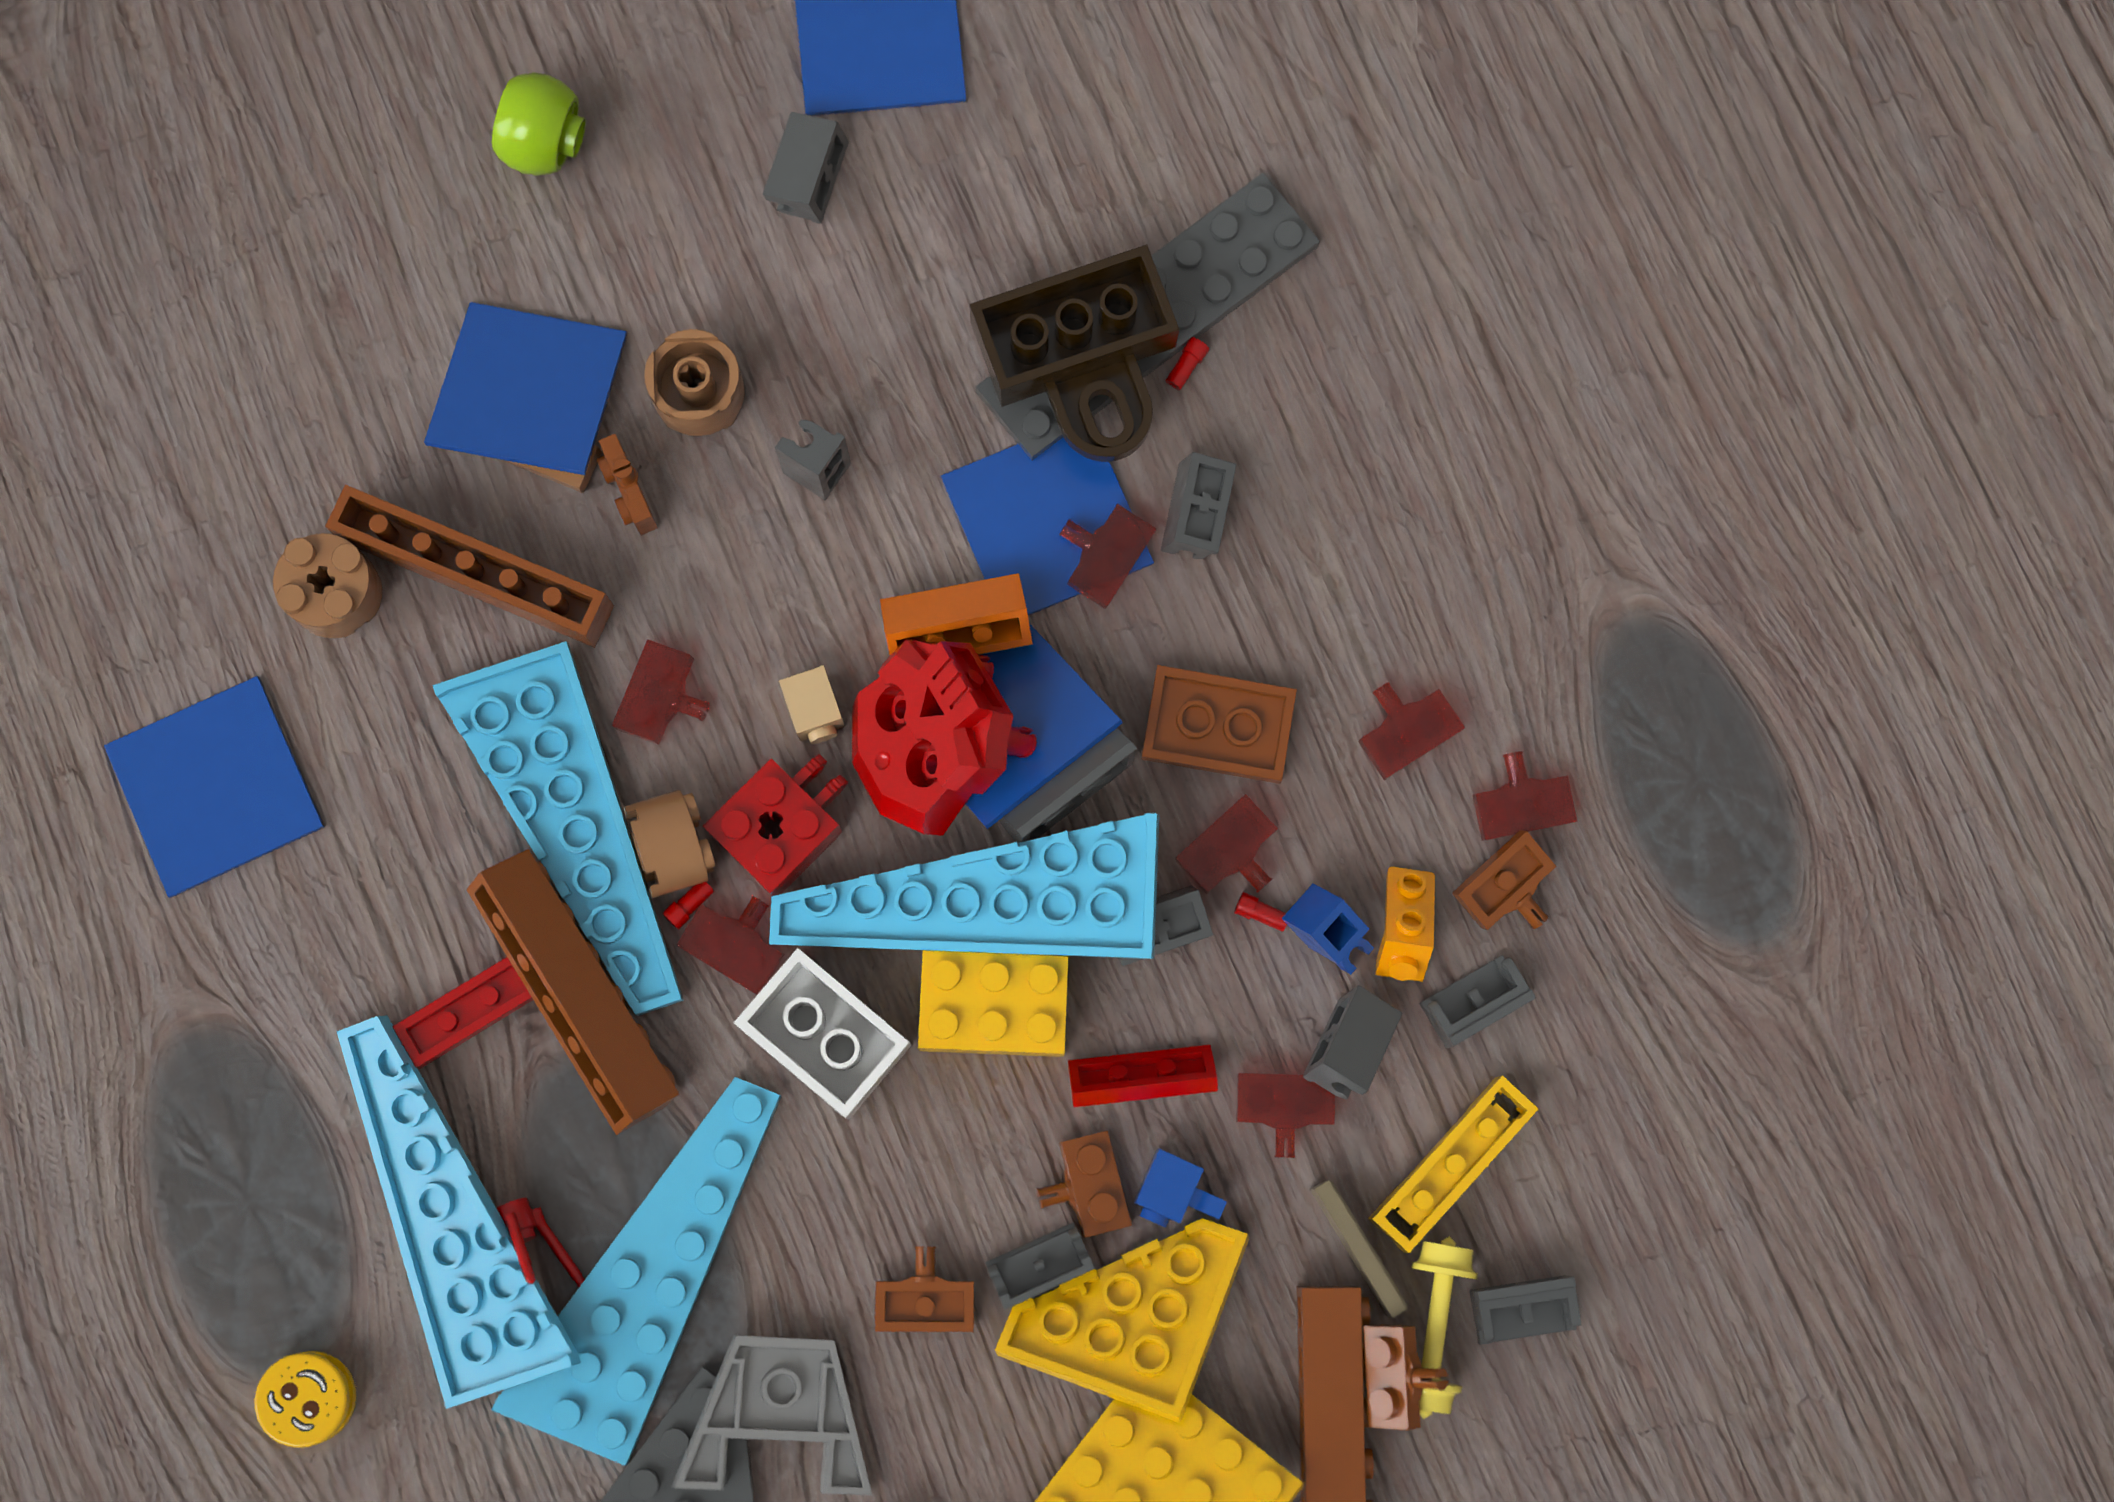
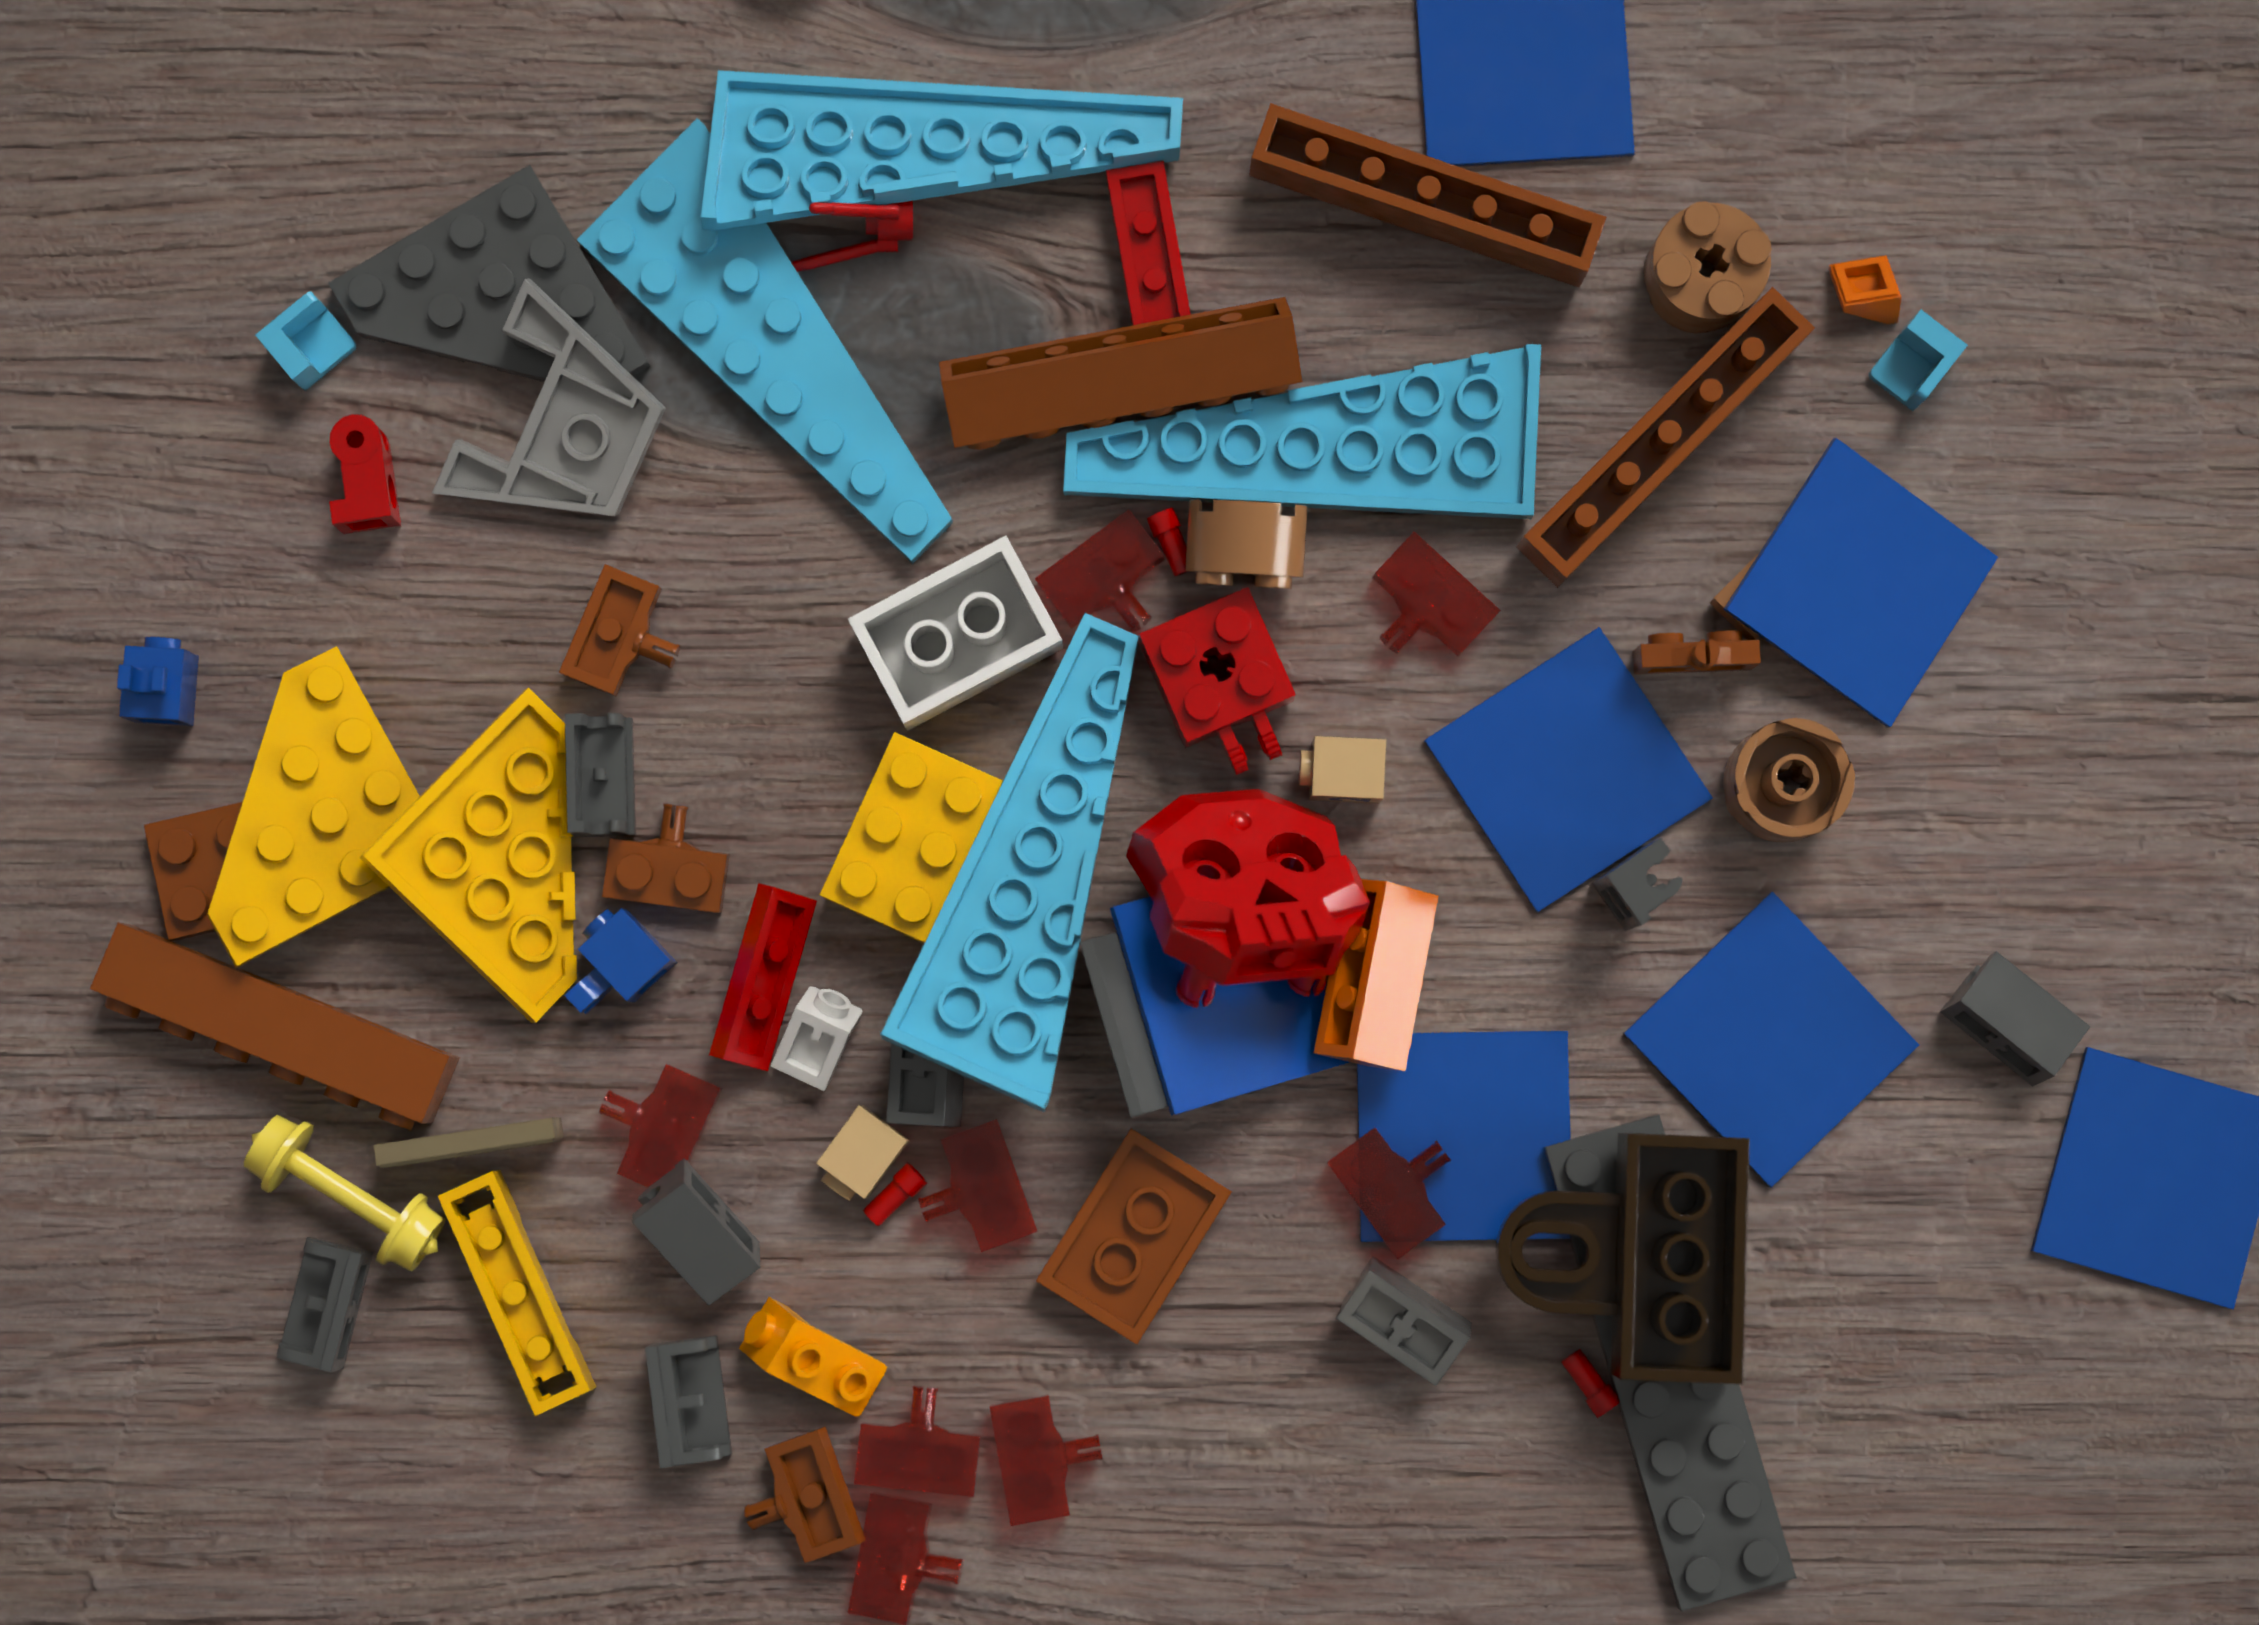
camera: 115 degrees right, 5 degrees up
(300, 466) = (1867, 289): none -> orange slope
(342, 409) = (1917, 360): none -> medium azure panel
(347, 814) = (1426, 195): none -> dark orange brick
(537, 124) = (2186, 714): lime wheel -> none
(747, 548) = (1568, 769): none -> blue piece
(886, 332) = (1771, 1038): none -> blue piece
(1170, 1016) = (816, 1036): none -> white bracket
(1243, 947) = (861, 1154): none -> tan brick
(1328, 926) = (843, 1261): blue brick -> none
(1396, 1377) = (306, 1119): plate -> none
(1441, 816) = (918, 1453): none -> clear red plate

